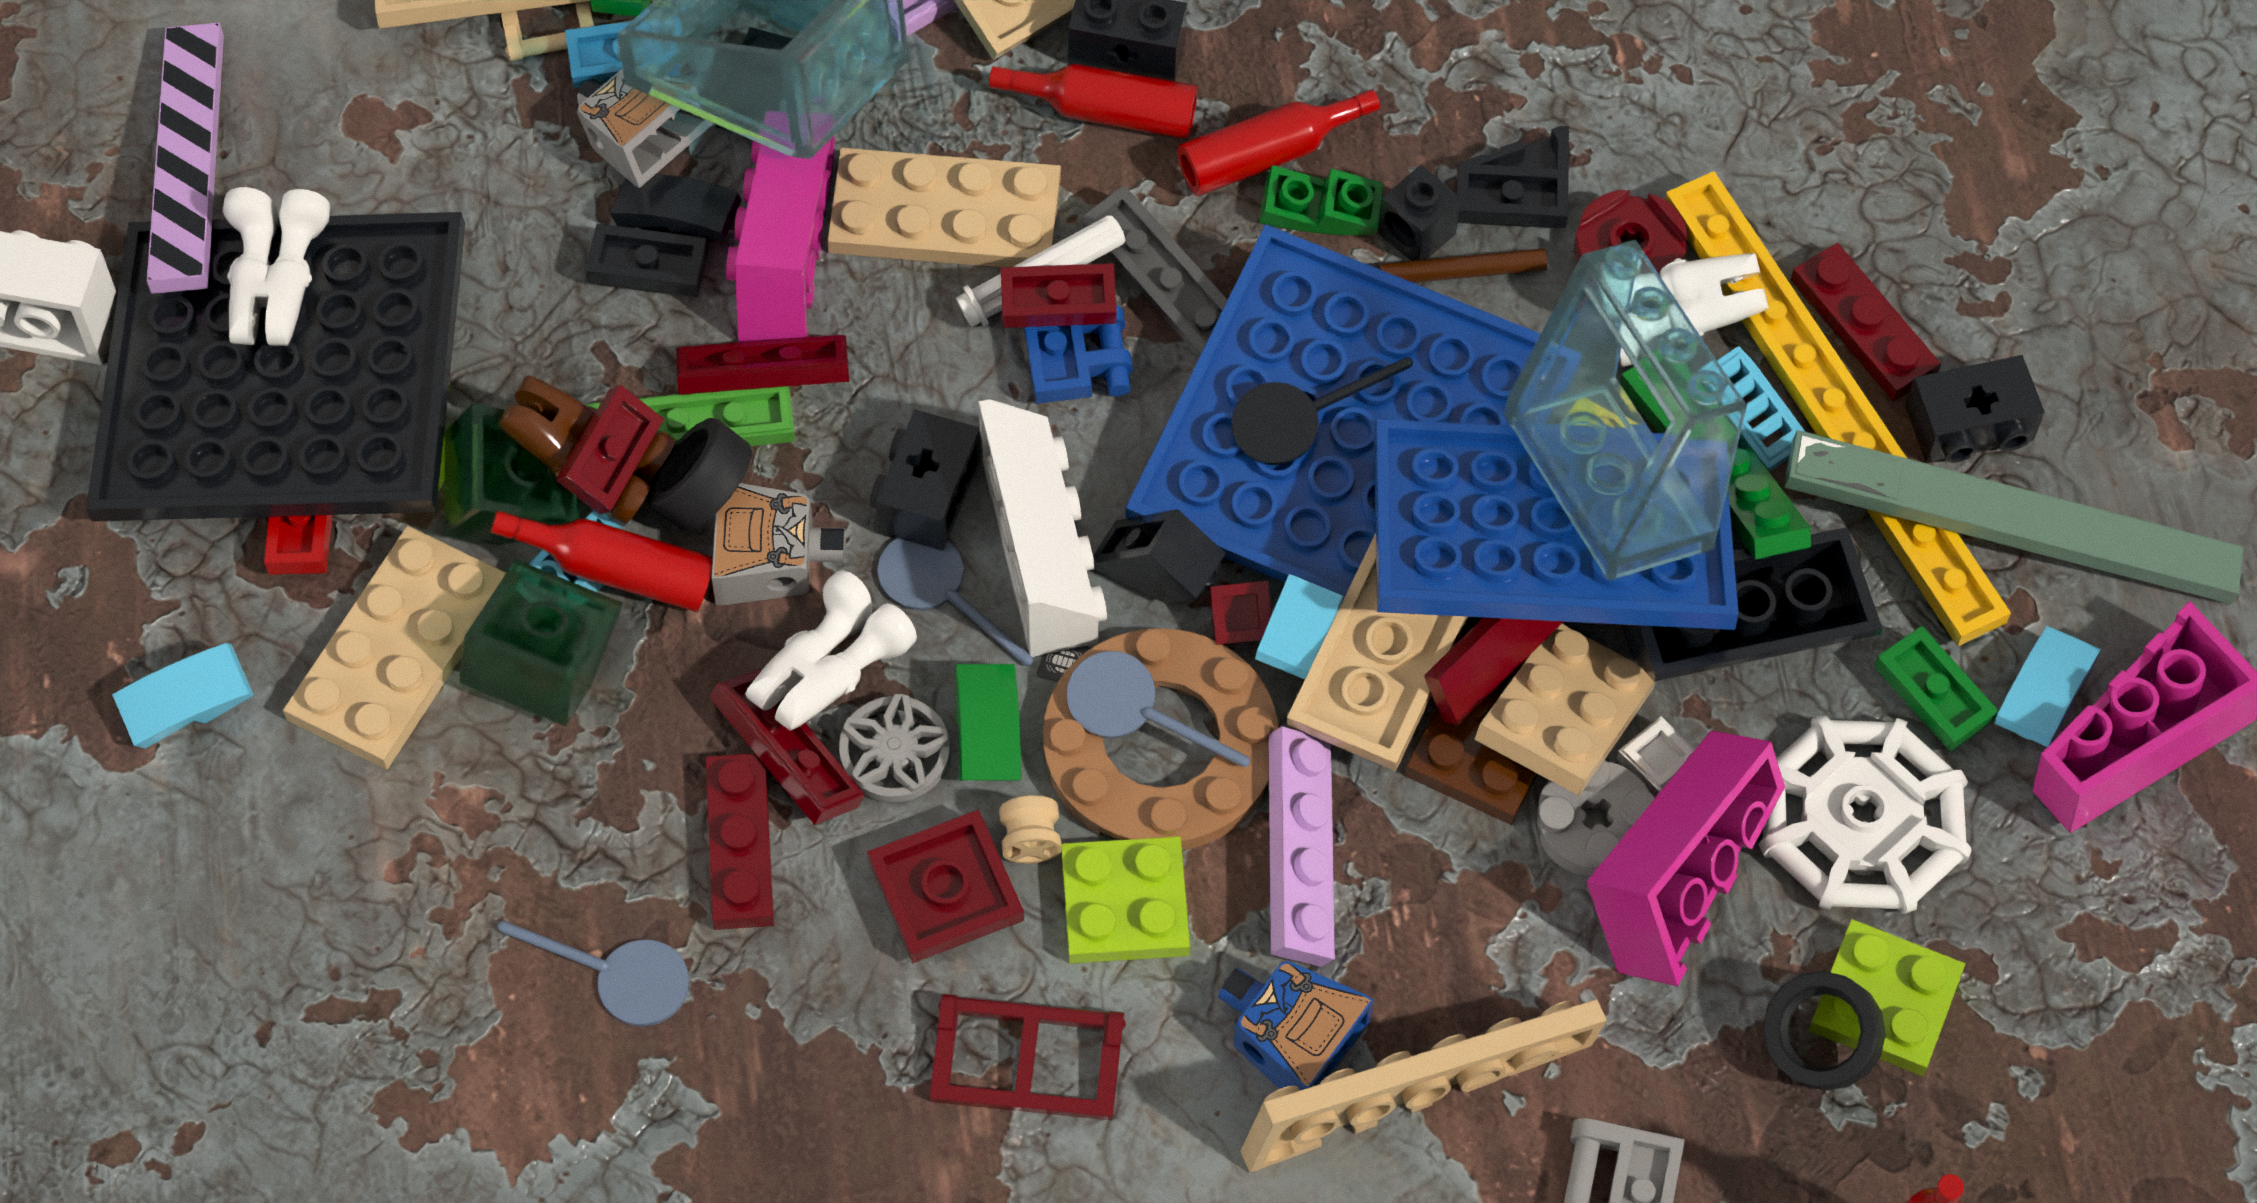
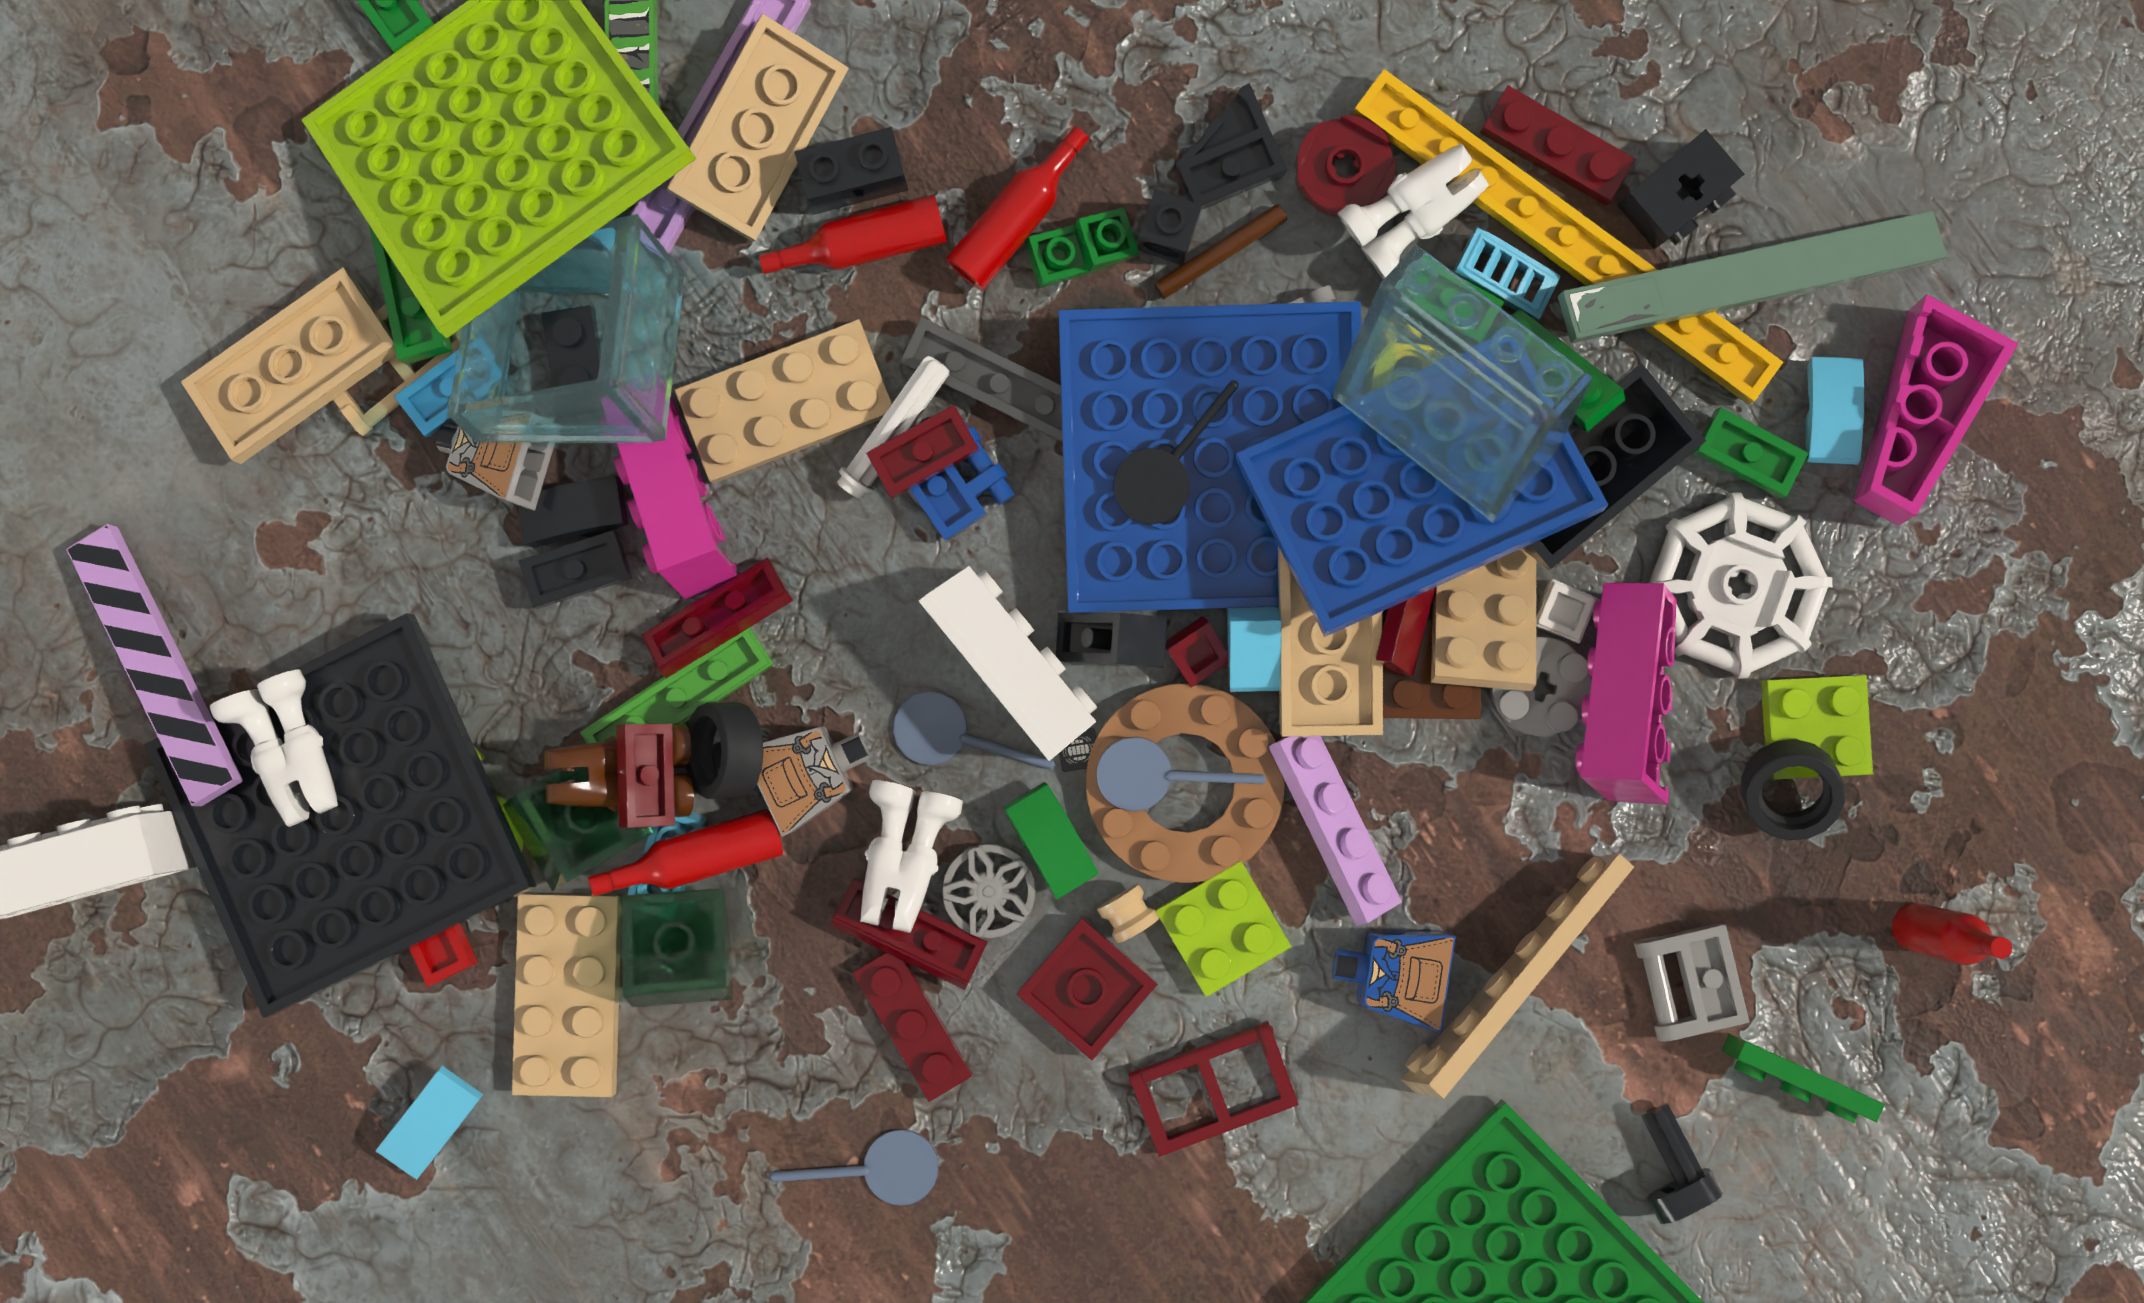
camera: 25 degrees left, 25 degrees up
(926, 479) = (908, 631): black brick -> none

